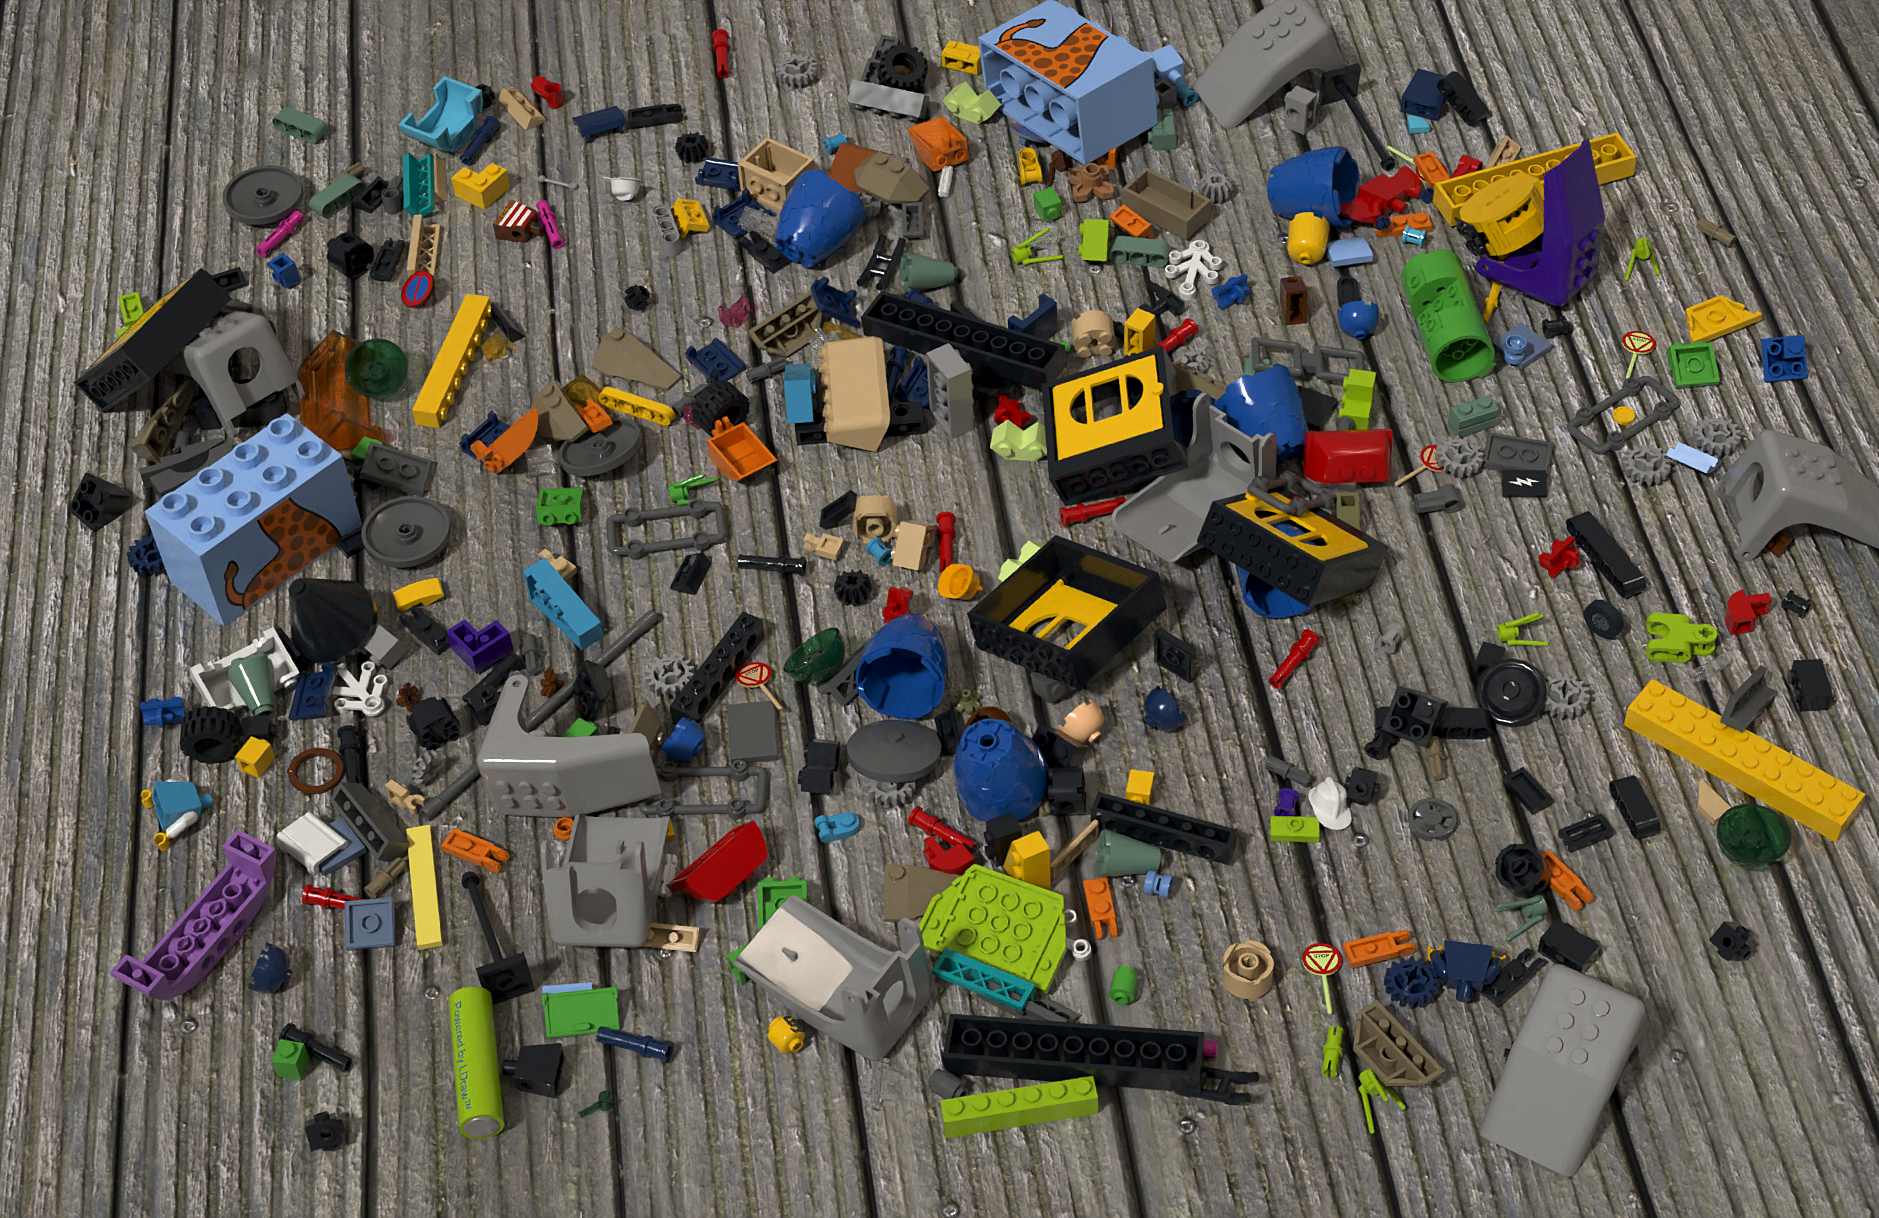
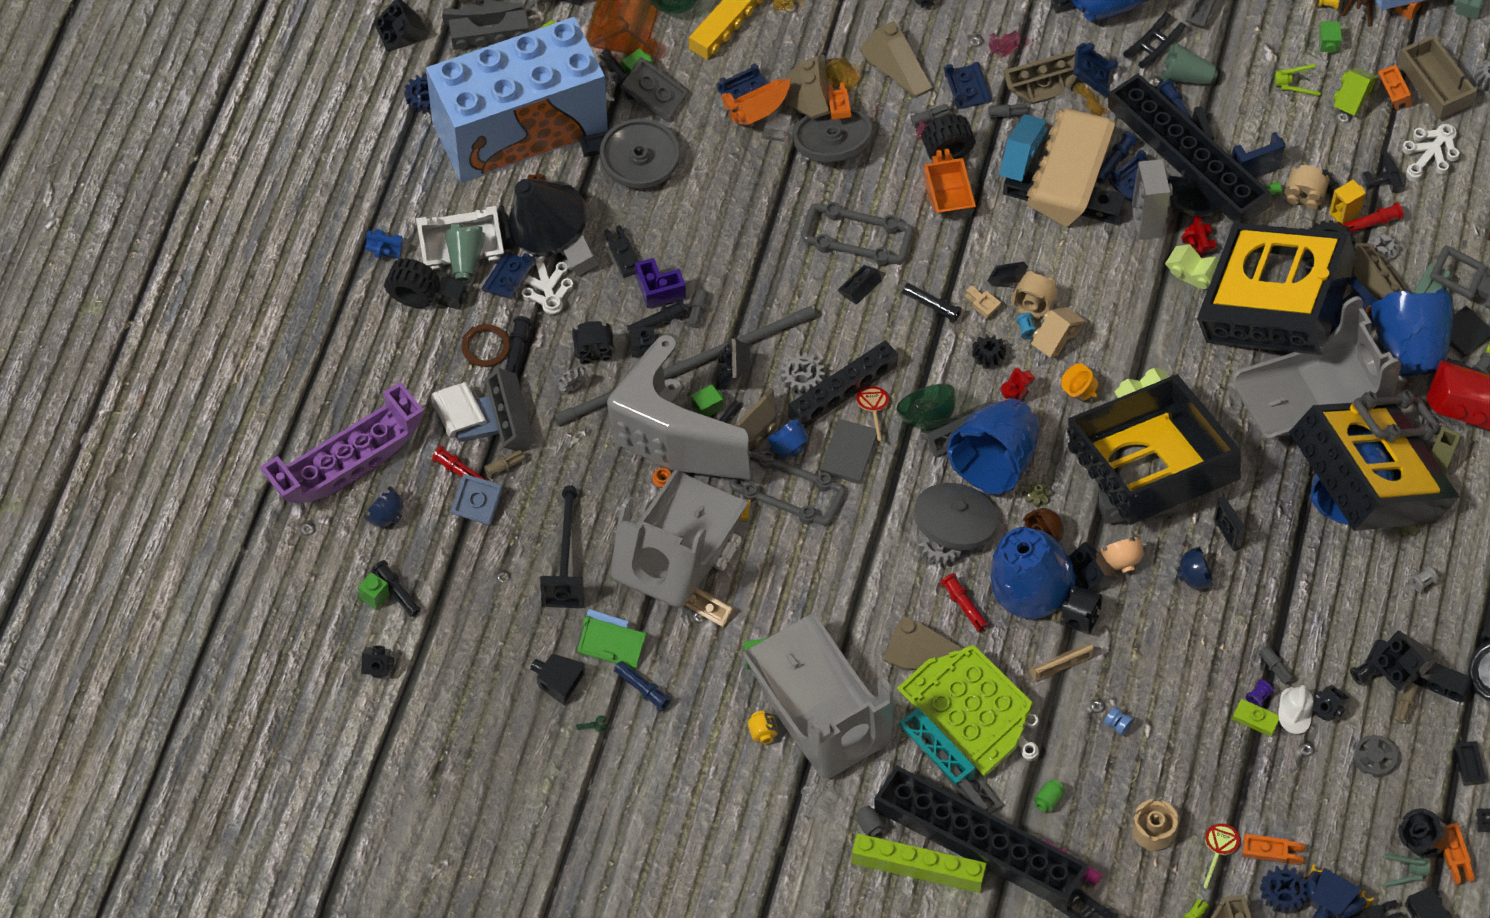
camera: 20 degrees right, 10 degrees up
(176, 807) = (363, 337): dark azure torso -> none
(255, 757) = (441, 314): yellow brick -> none
(400, 796) = (543, 396): tan plate -> none
(408, 696) = (583, 309): reddish brown plant -> none
(423, 591) = (628, 214): yellow slope -> none
(424, 887) = (531, 483): light yellow tile -> none
(474, 850) = (582, 467): orange hinge -> none
(475, 1063) = (512, 652): lime piece -> none
(550, 683) = (702, 341): reddish brown plant -> none
(560, 506) = (777, 177): bright green plate -> none
(560, 564) = (752, 236): tan plate -> none
(561, 604) = (740, 273): dark azure wedge -> none
(617, 400) = (881, 104): yellow beam -> none
(679, 490) = (883, 202): bright green plant -> none
(723, 865) = (773, 562): red windscreen -> none
(773, 894) = (803, 604): bright green plate -> none
(820, 768) = (893, 501): black brick -> none
(846, 826) = (890, 563): dark azure plate -> none
(946, 535) = (1090, 331): red pin -> none
(950, 729) = (1012, 514): black slope -> none
(953, 861) = (960, 633): red brick -> none
(999, 836) = (1008, 632): black brick -> none
(1030, 860) = (1018, 663): yellow wedge -> none
(1082, 512) = (1217, 356): red pin -> none
(1090, 180) = (1381, 27): medium nougat plant -> none
(1100, 906) = (1063, 719): orange hinge -> none
(1125, 856) = (1103, 686): sand green cone -> none
(1139, 251) = (1389, 116): sand green beam -> none
(1140, 786) = (1143, 631): yellow brick -> none
(1164, 828) = (1145, 674): black brick -> none
(1233, 291) = (1453, 189): blue hips -> none
(1299, 652) = (1339, 561): red pin -> none

